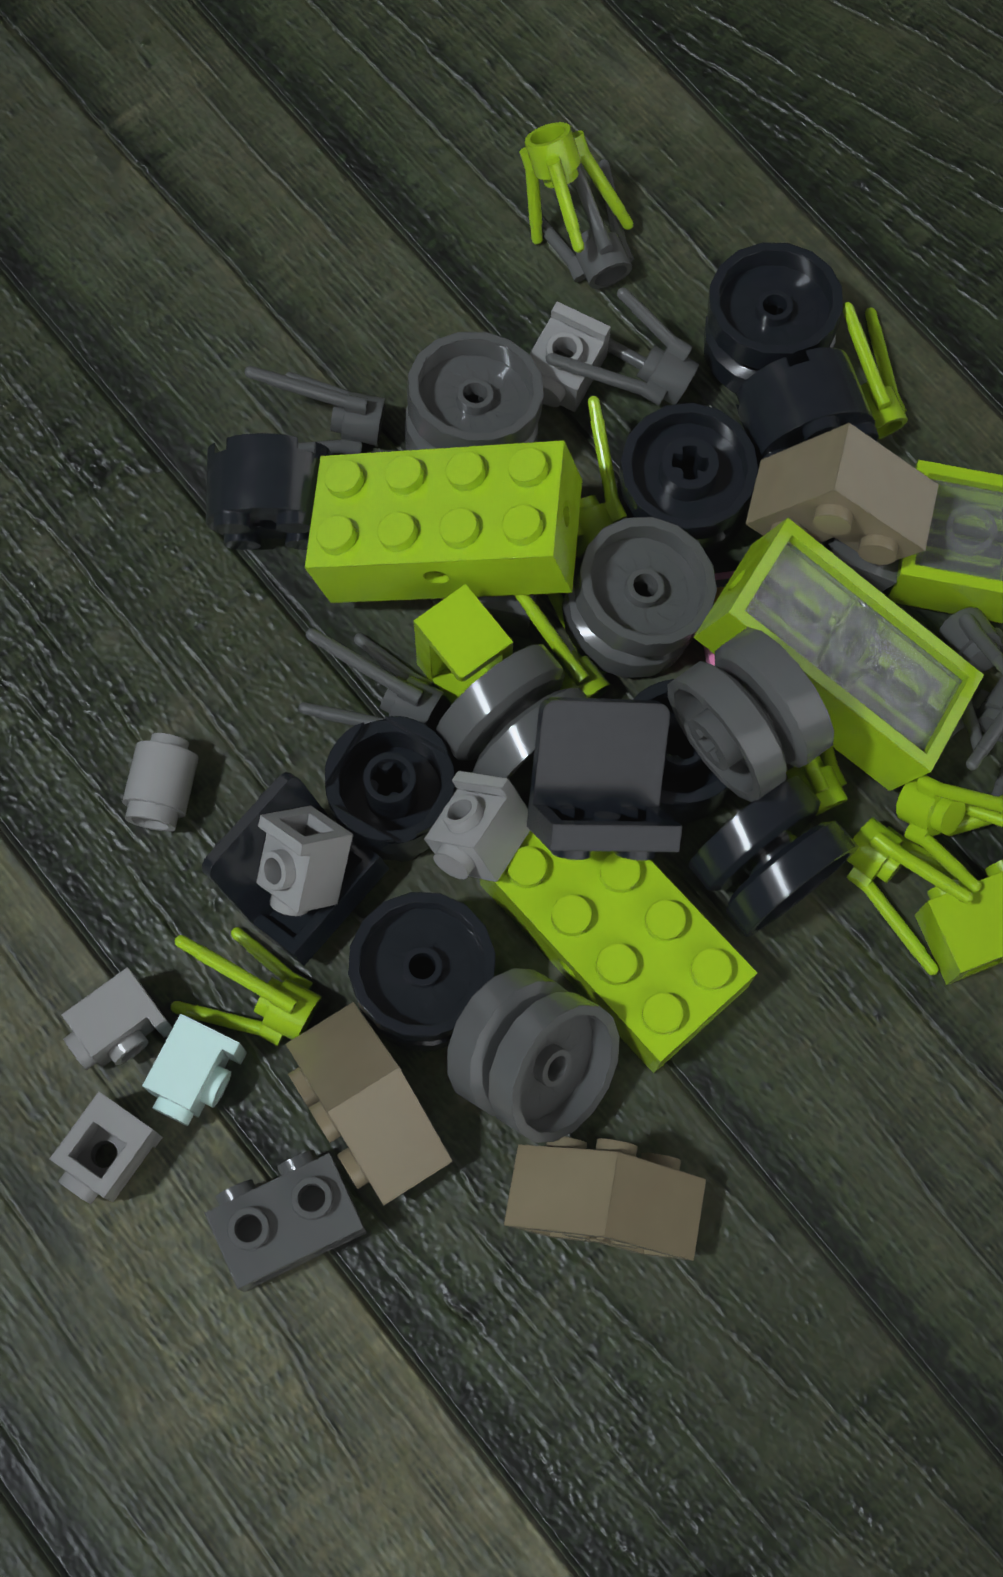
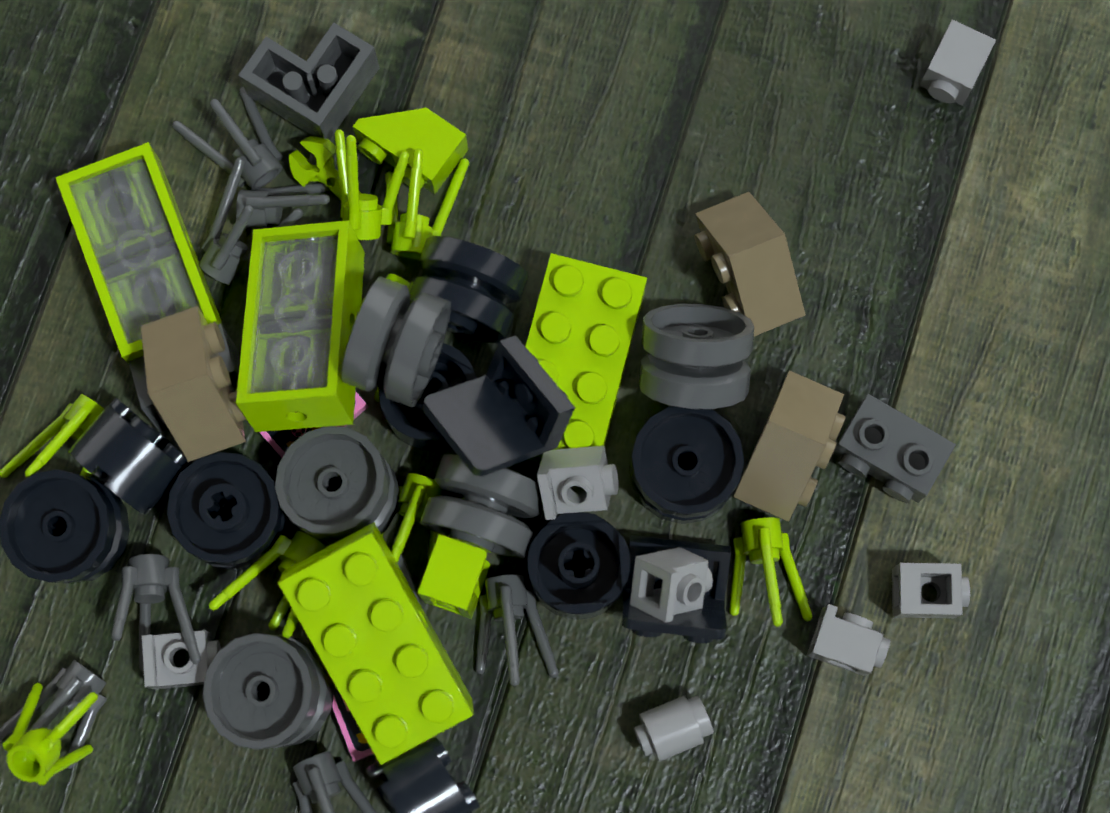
camera: 120 degrees left, 5 degrees up
(191, 1070) = (843, 571): light aqua brick -> none

